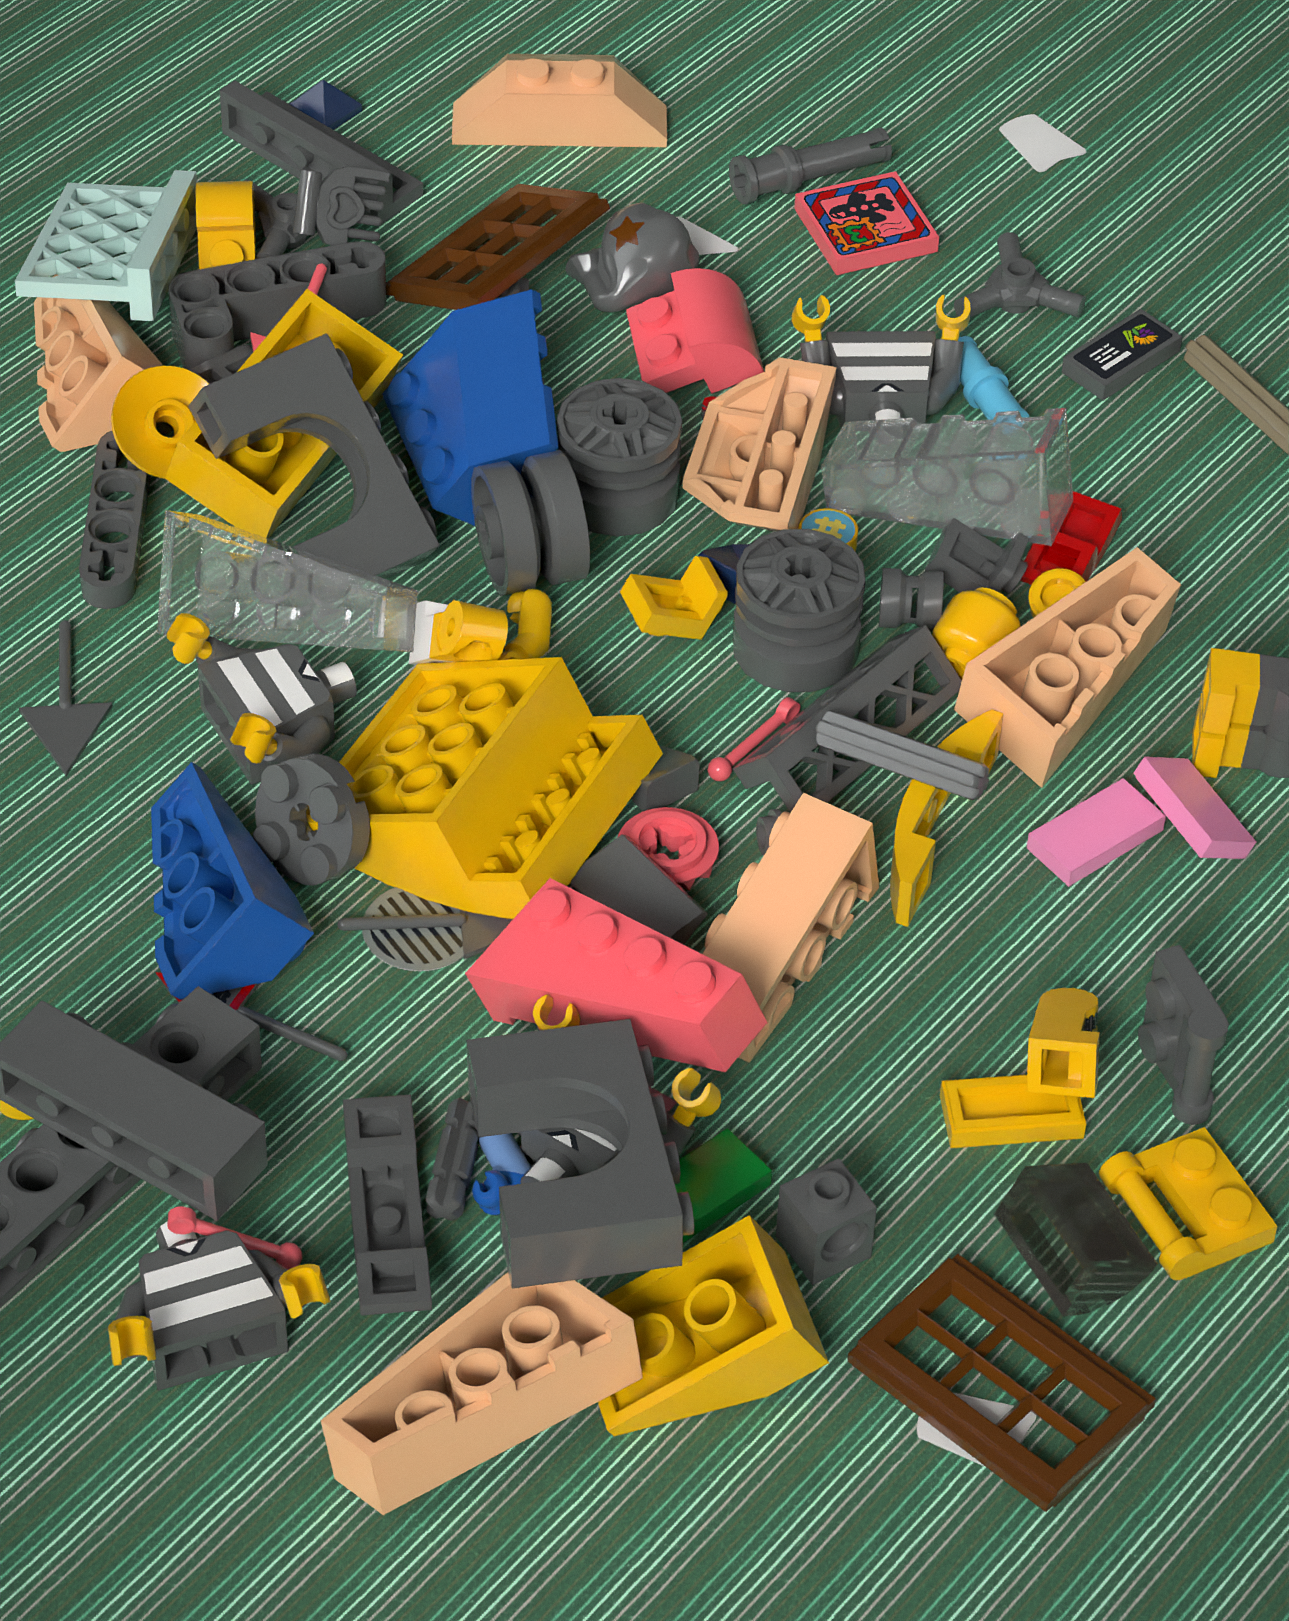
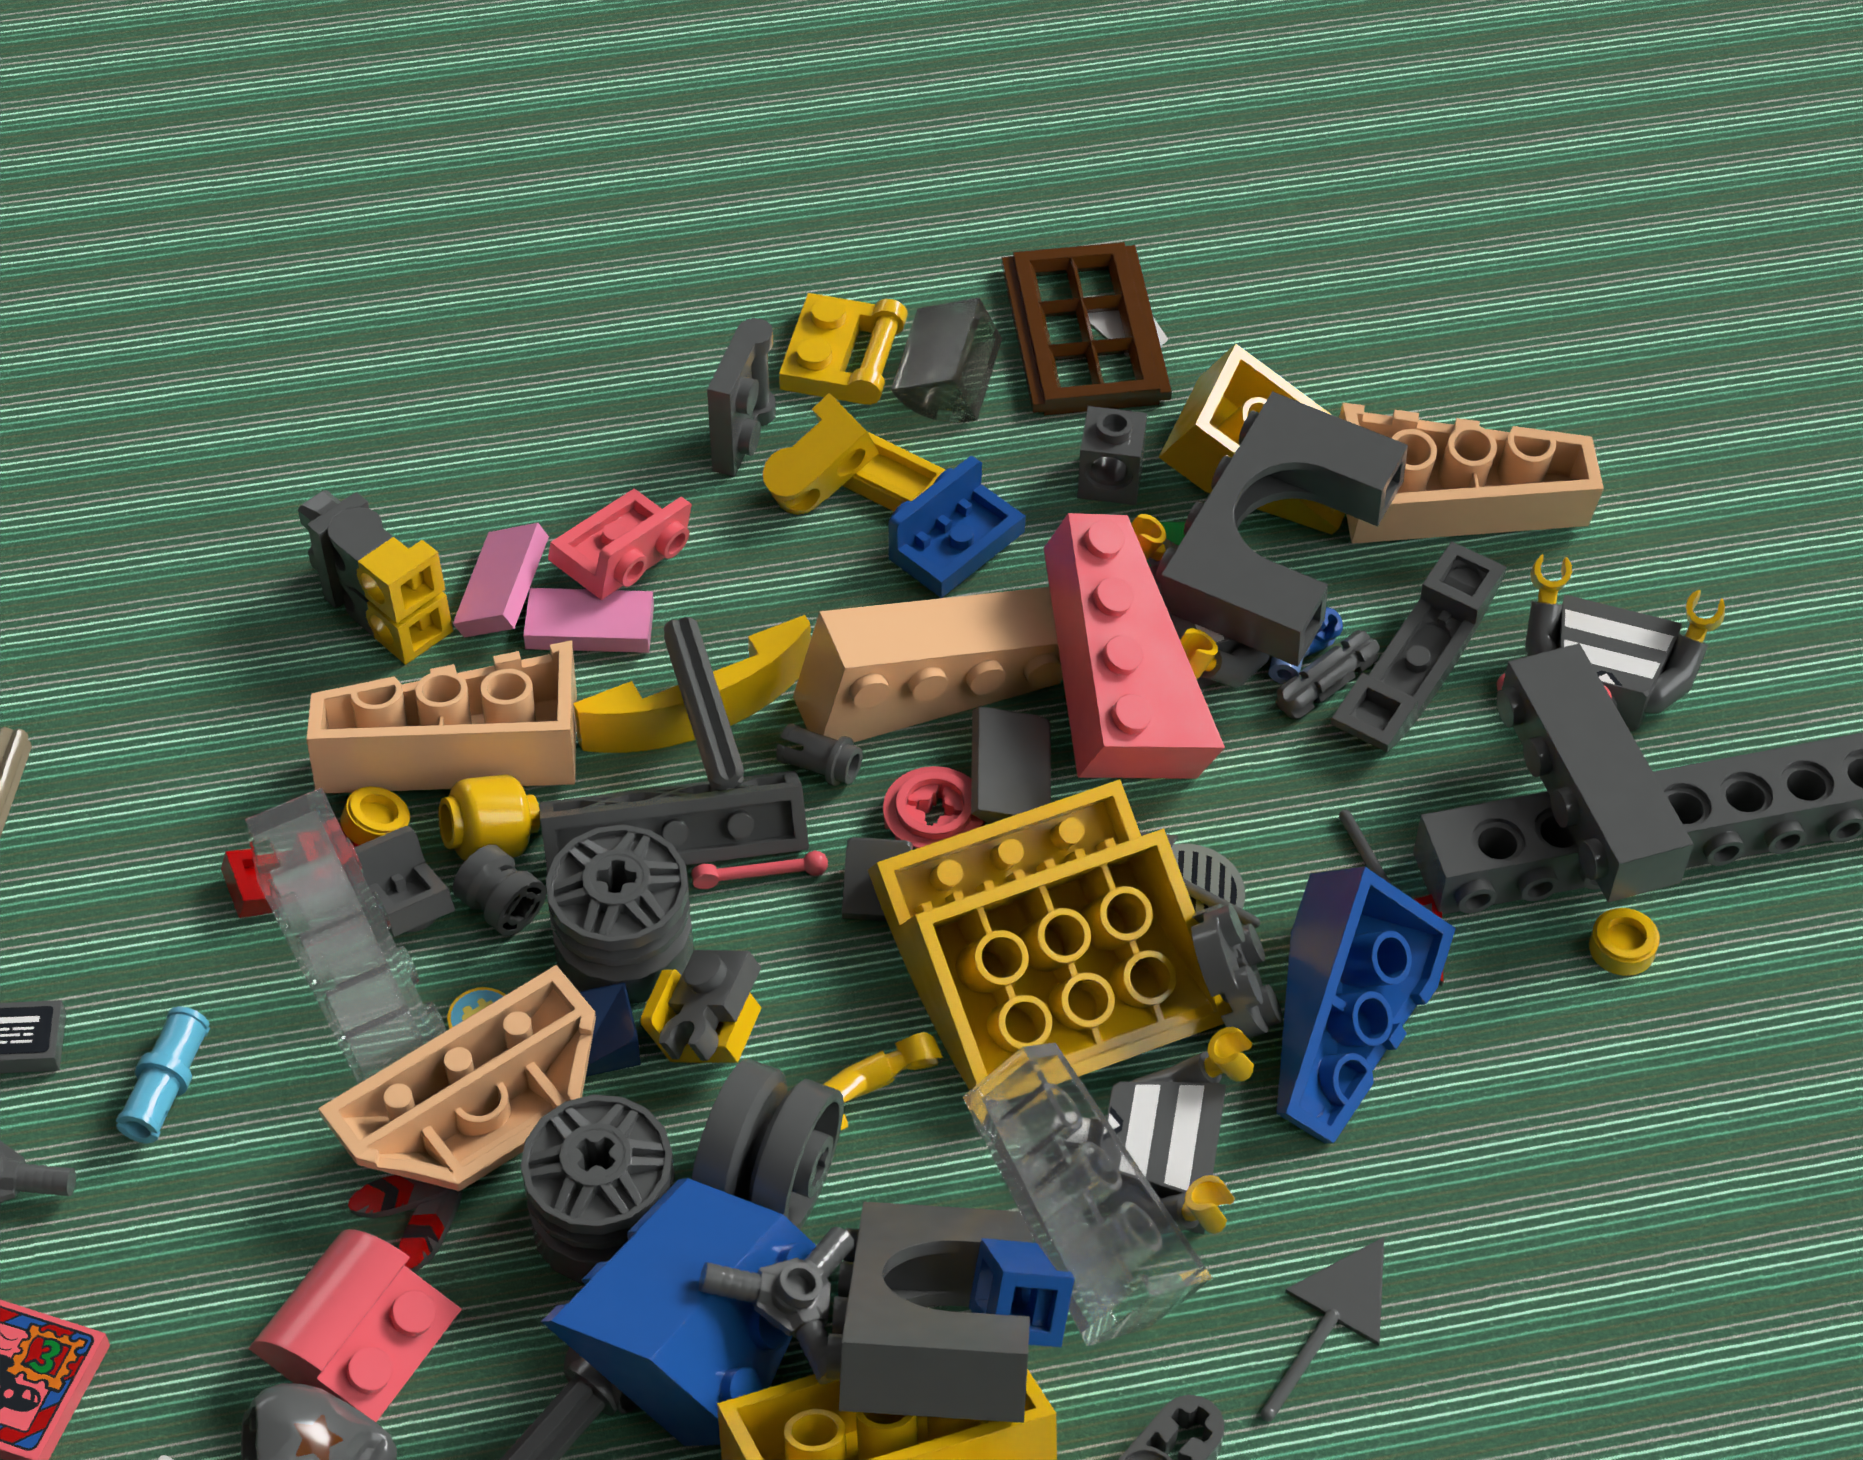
camera: 140 degrees left, 5 degrees up
(270, 502) = (1022, 1282): none -> blue brick
(412, 412) = (789, 1293): none -> dark grey piece
(458, 633) = (946, 1063): yellow leg -> none
(676, 600) = (706, 994): none -> dark grey plate
(886, 371) = (243, 1130): dark grey torso -> none
(888, 1072) = (952, 528): none -> blue bracket
(1139, 880) = (621, 542): none -> coral bracket

